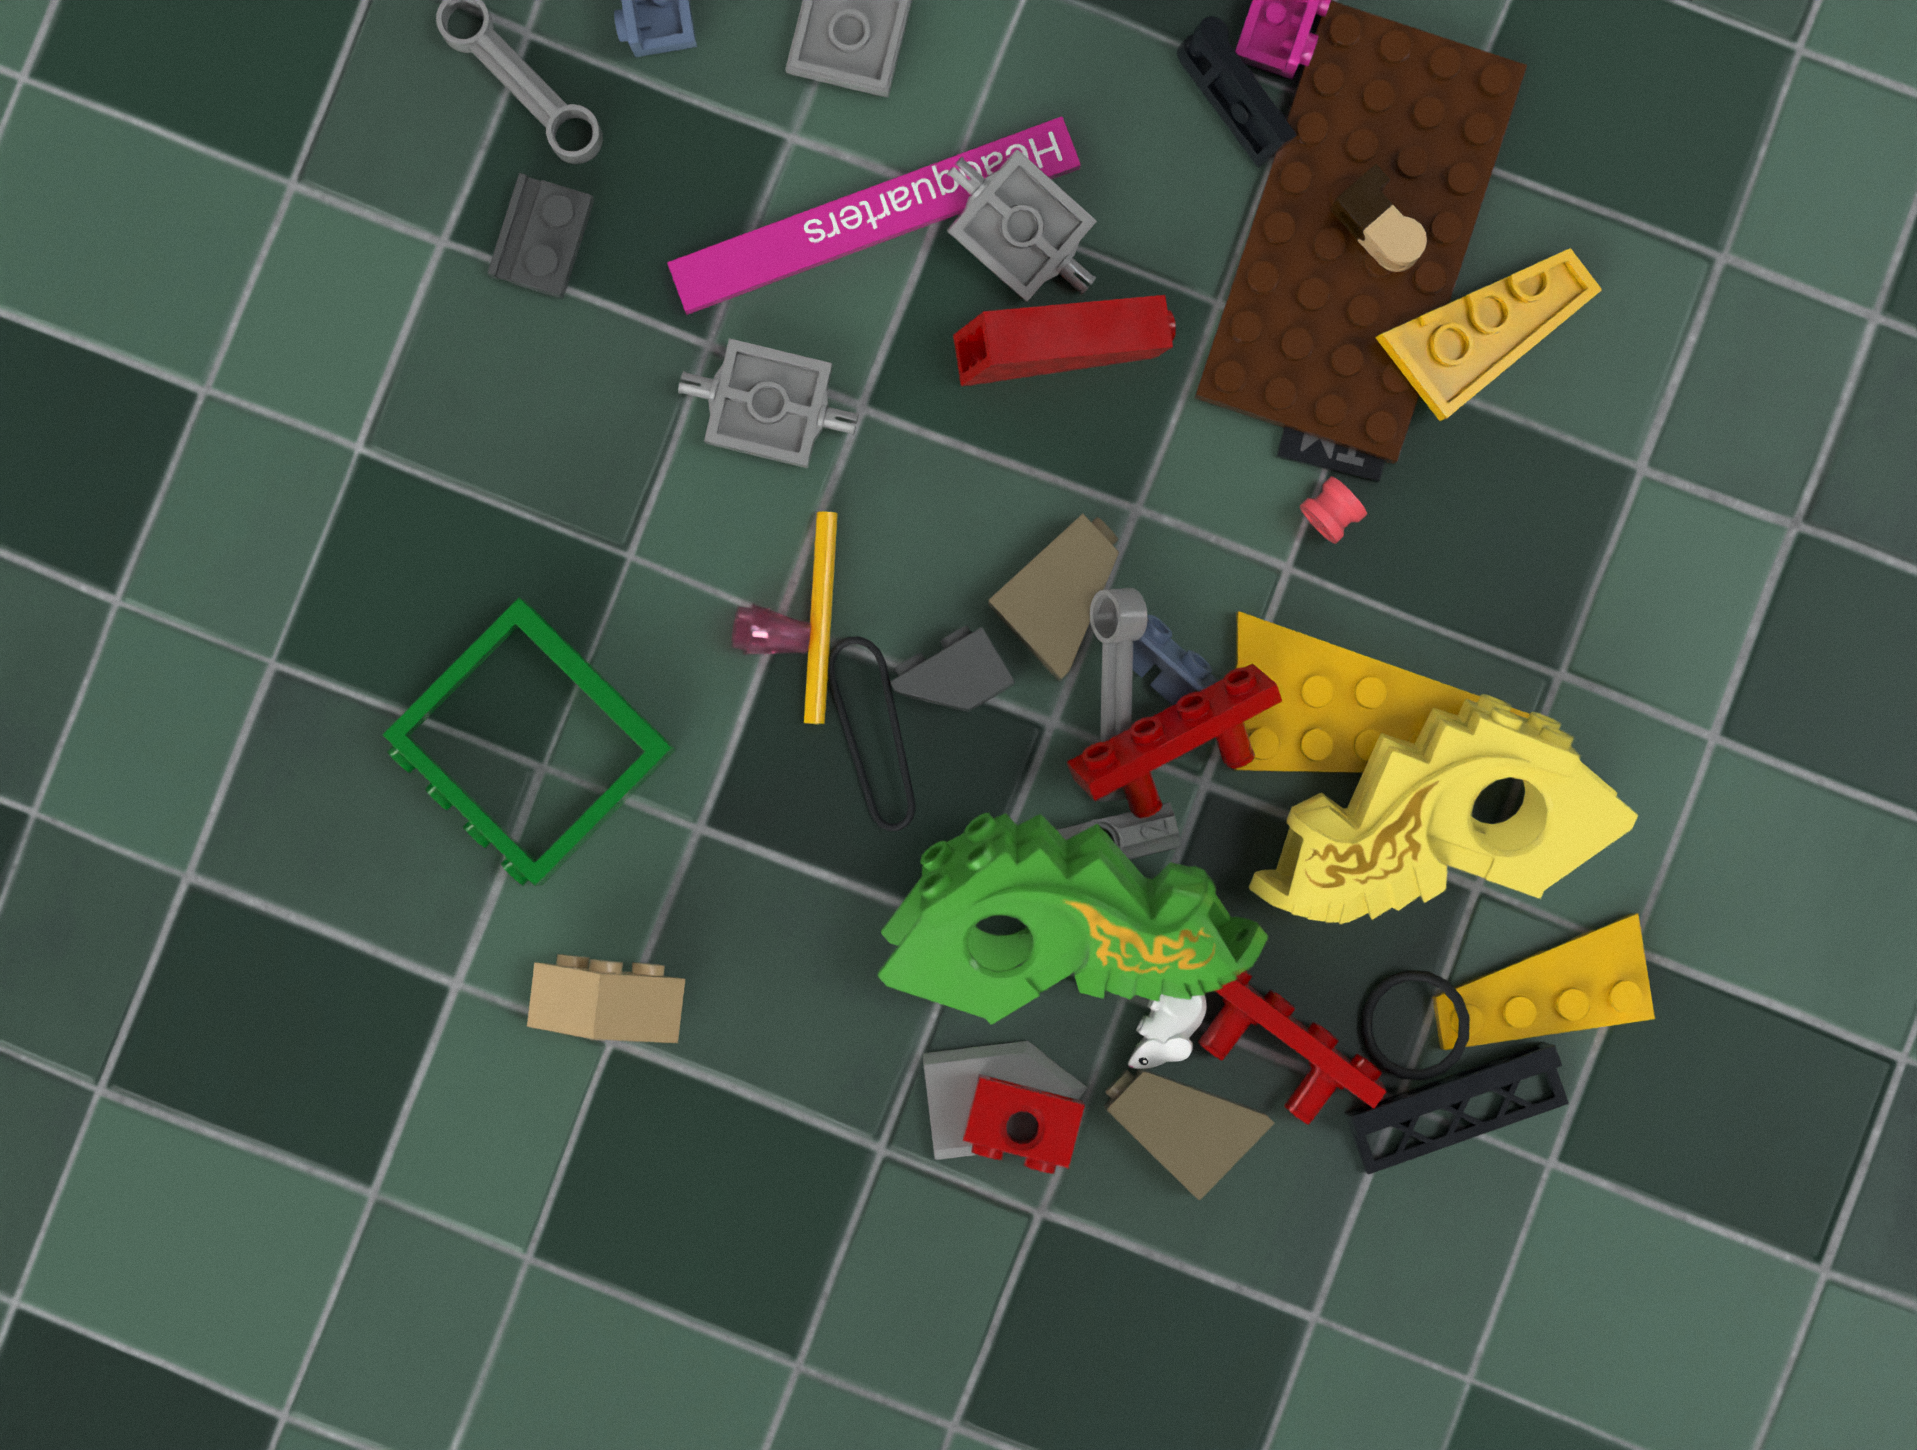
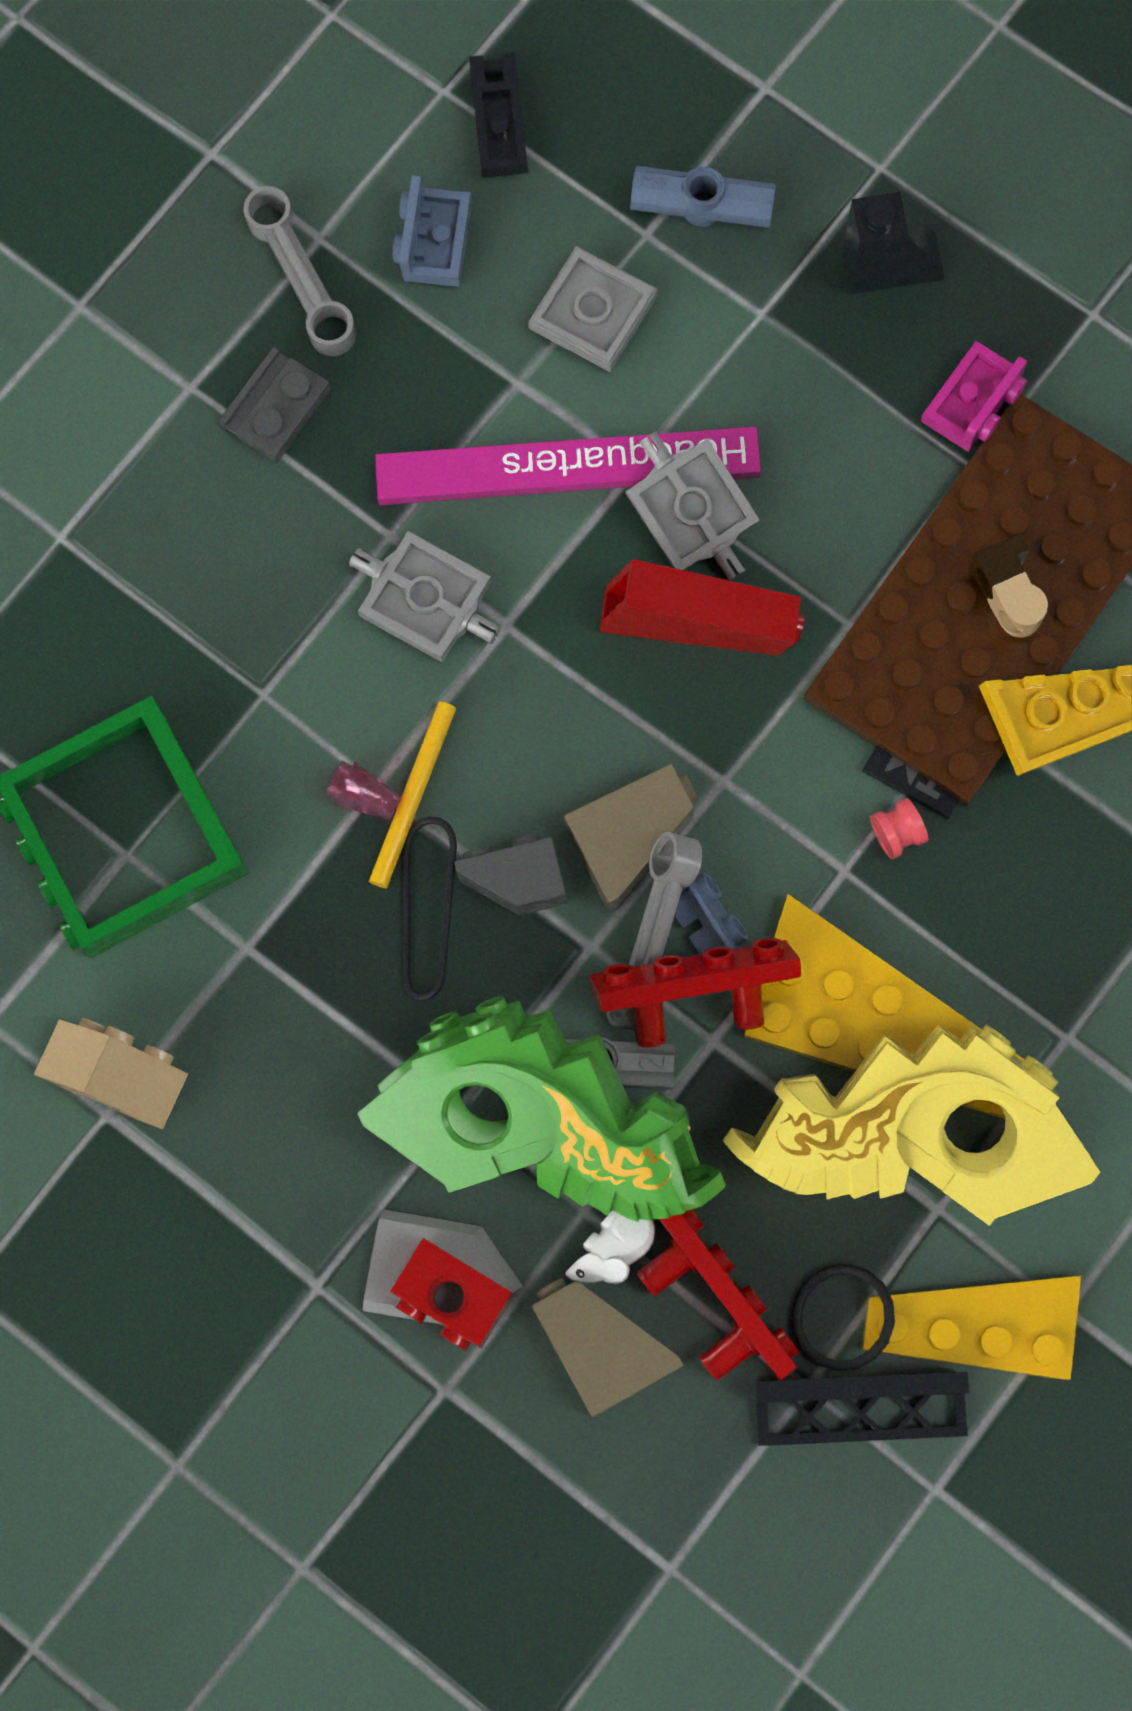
camera: 25 degrees right, 10 degrees down
(1234, 91) = (914, 446): black plate -> none

